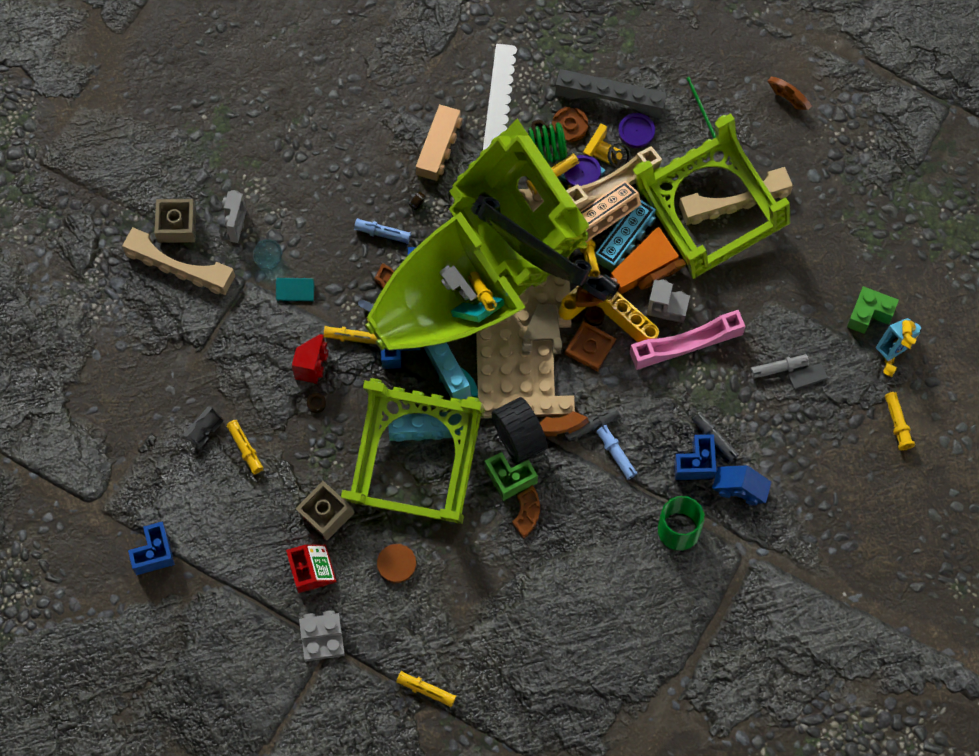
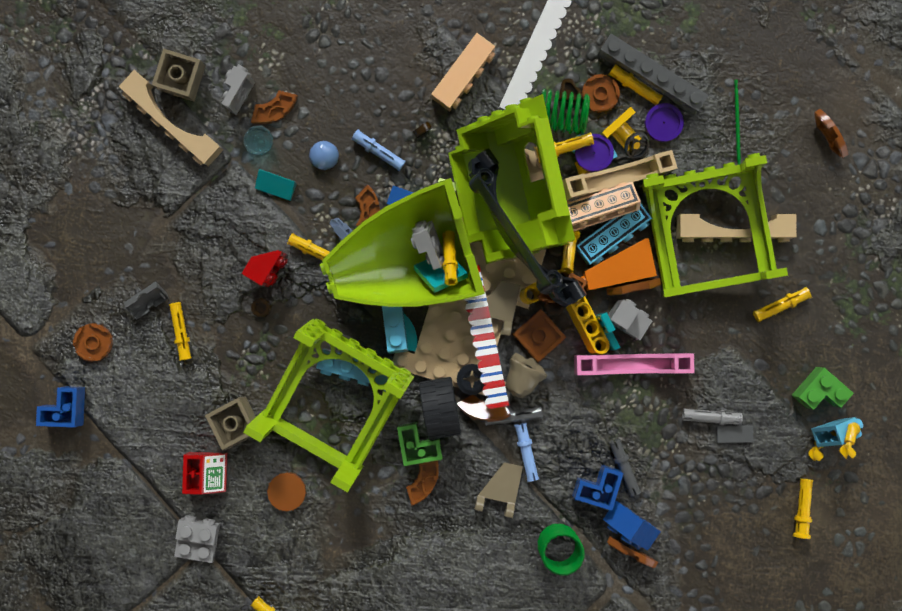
camera: 20 degrees right, 20 degrees up
(161, 484) = (93, 342): none -> dark orange tile
(273, 226) = (275, 109): none -> dark orange tile
(332, 251) = (323, 155): none -> medium blue hair
(543, 359) = (487, 350): none -> sticker
(545, 392) = (465, 385): none -> black gear
(588, 381) = (521, 378): none -> dark tan piece
(600, 107) = (627, 79): none -> yellow pin
(605, 493) = (502, 487): none -> dark tan flag
(649, 310) = (607, 326): none -> teal tile
(750, 508) = (628, 550): none -> dark orange tile
(810, 244) = (788, 301): none -> yellow pin

